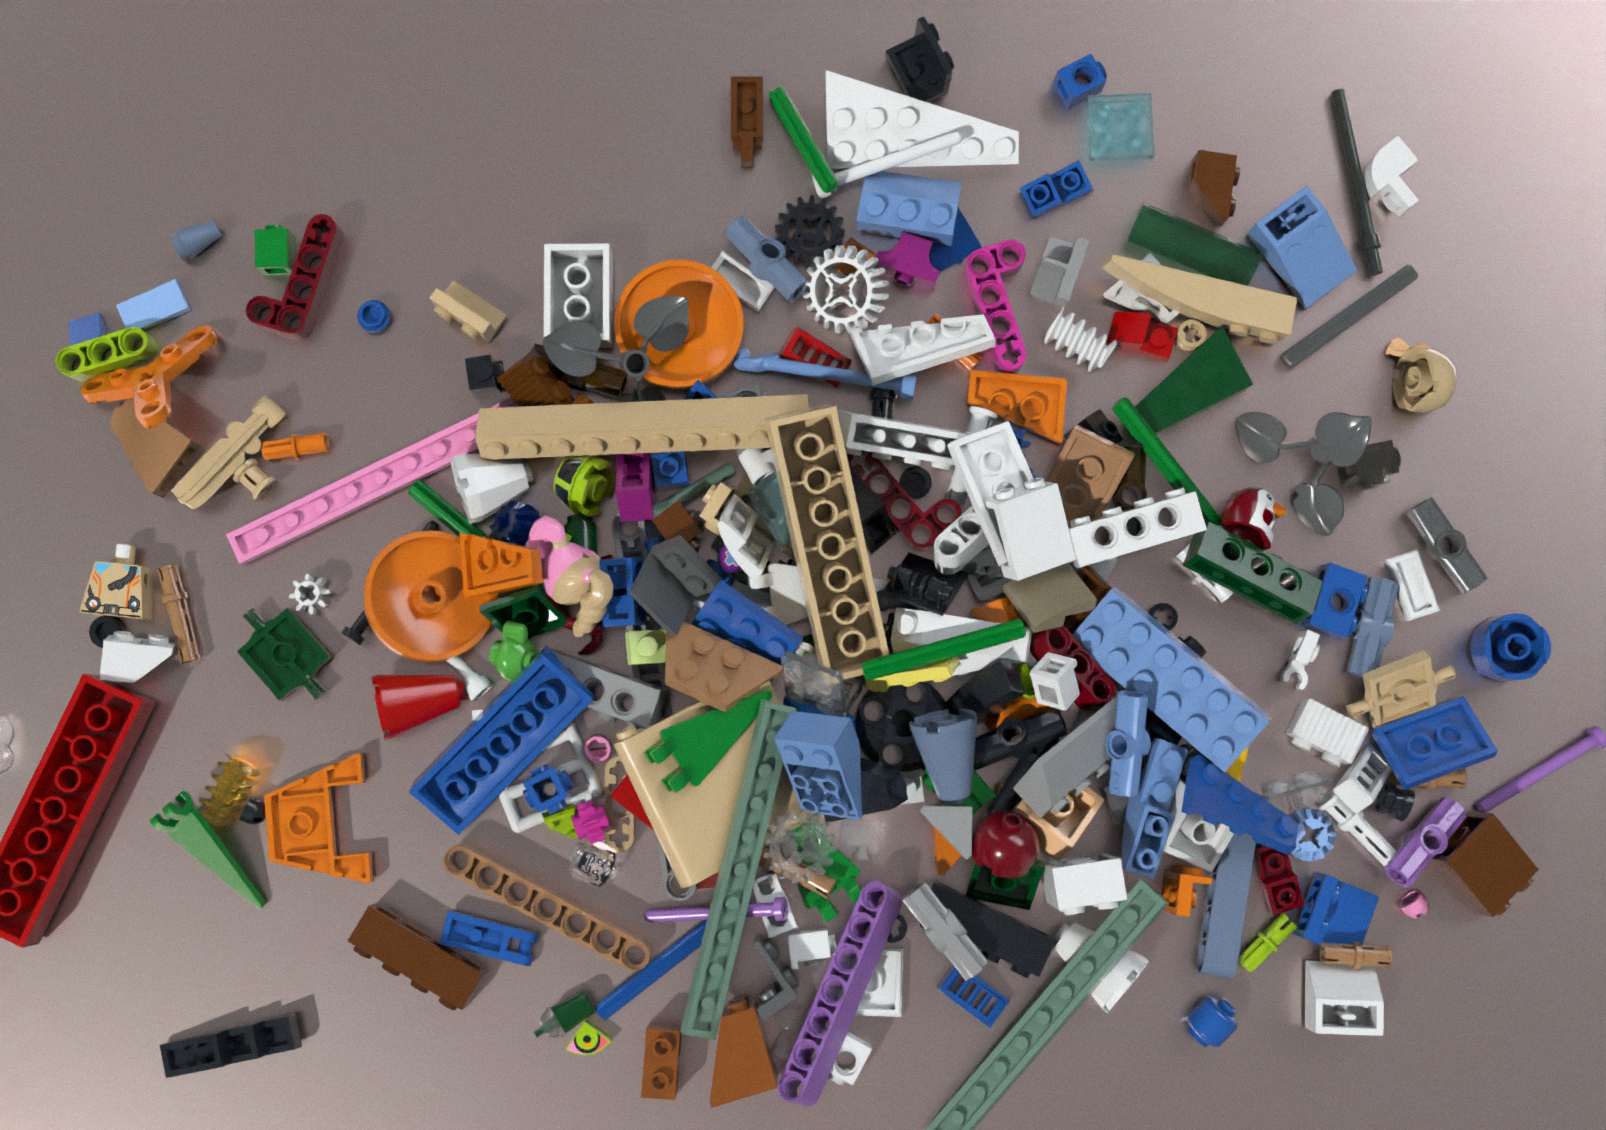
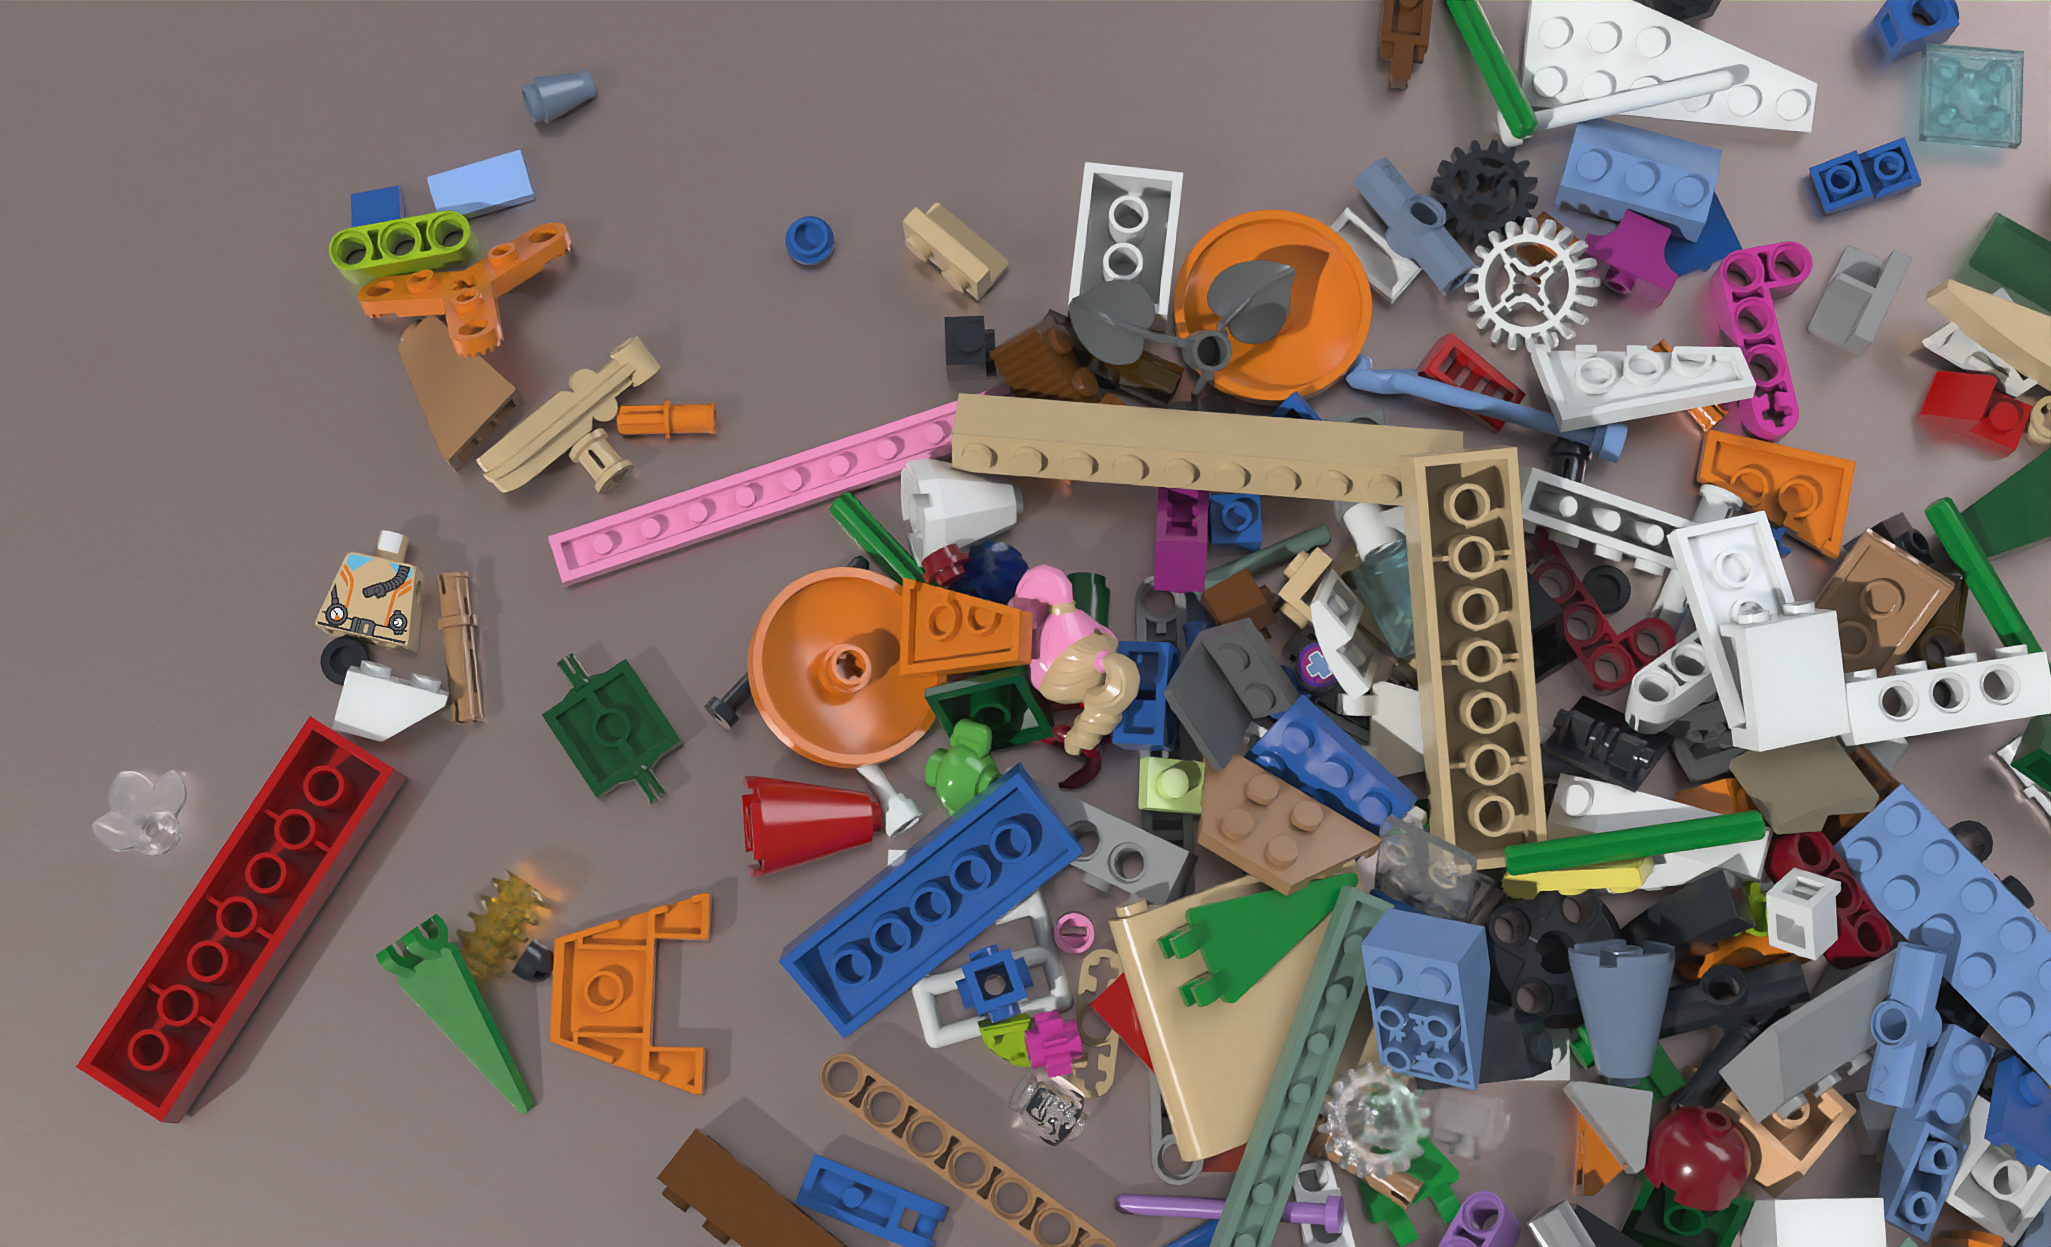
camera: 10 degrees right, 5 degrees down
(274, 250) = (675, 126): green brick -> none
(302, 276) = (710, 170): dark red beam -> none
(318, 590) = (668, 630): white gear -> none
(484, 523) = (945, 565): none -> dark red plate
(584, 483) = (1101, 525): lime cone -> none
(1079, 341) = (1881, 407): white piece -> none

